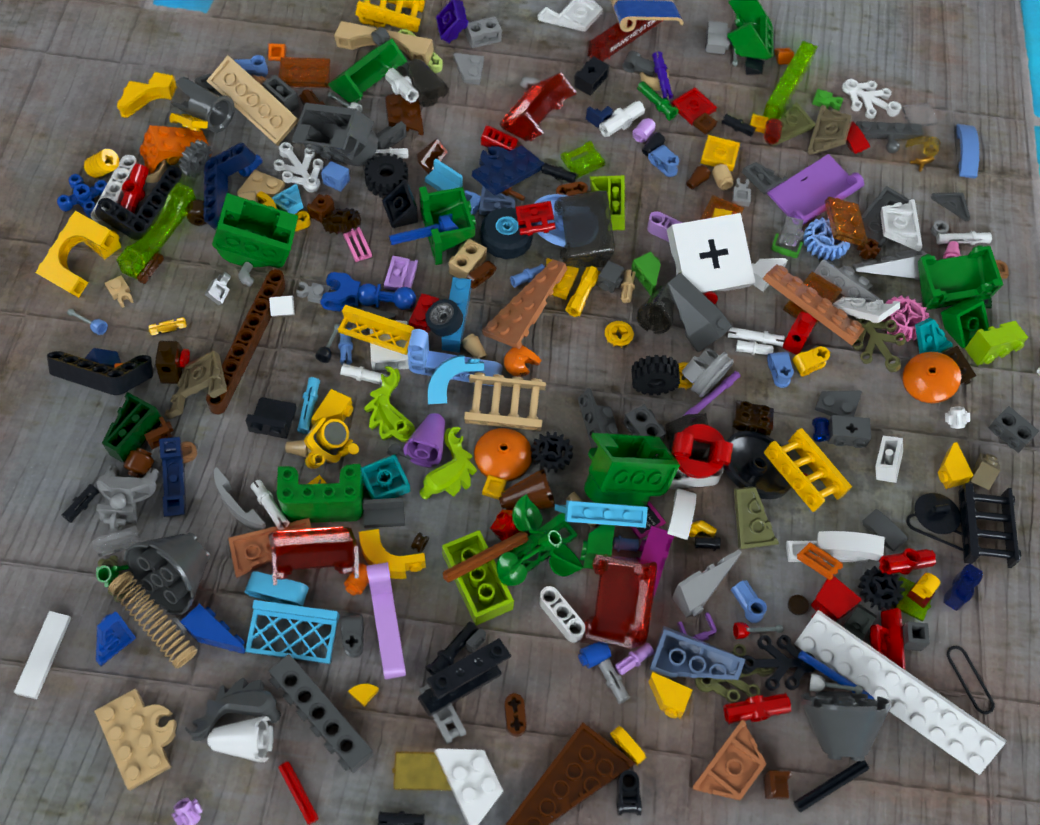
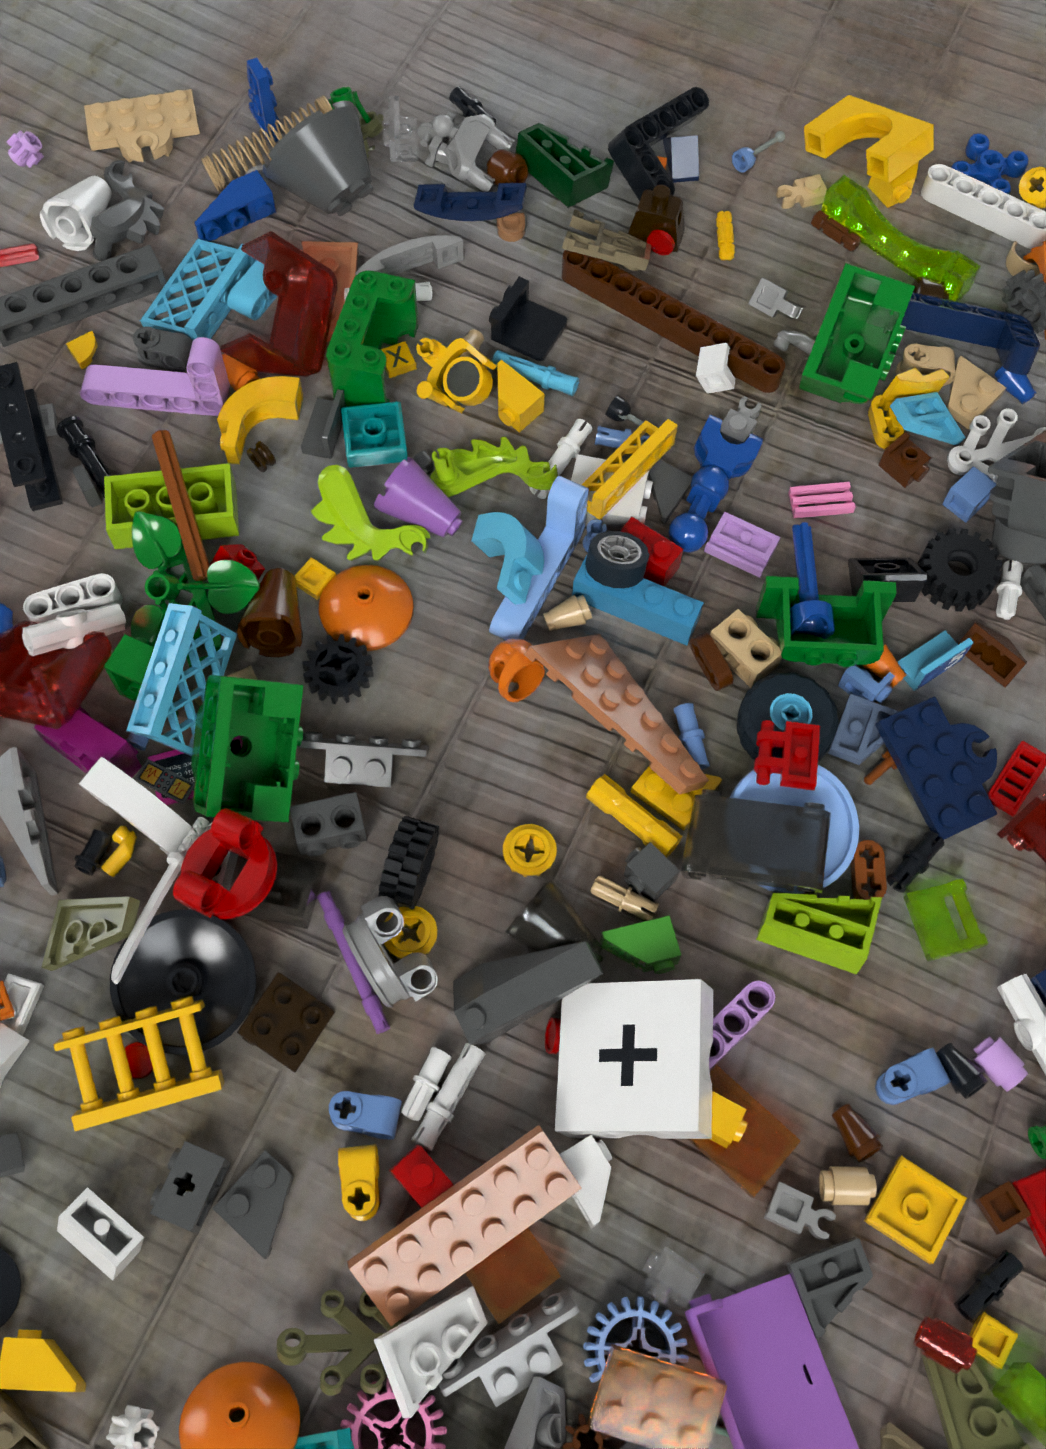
camera: 110 degrees right, 5 degrees up
(42, 655) = (285, 56): white tile -> none
(133, 187) = (983, 223): red piece -> none
(149, 208) = (948, 233): black beam -> none
(159, 433) = (545, 202): reddish brown bracket -> none
(341, 221) = (867, 479): dark brown gear -> none
(513, 419) = (425, 602): tan fence -> none
(584, 599) = (71, 627): none -> white piece
(652, 520) = (165, 781): none -> sticker
(701, 484) = (175, 862): none -> white sword
(784, 251) = (632, 1248): bright green piece -> none
(820, 429) = (214, 1135): clear blue bush -> none

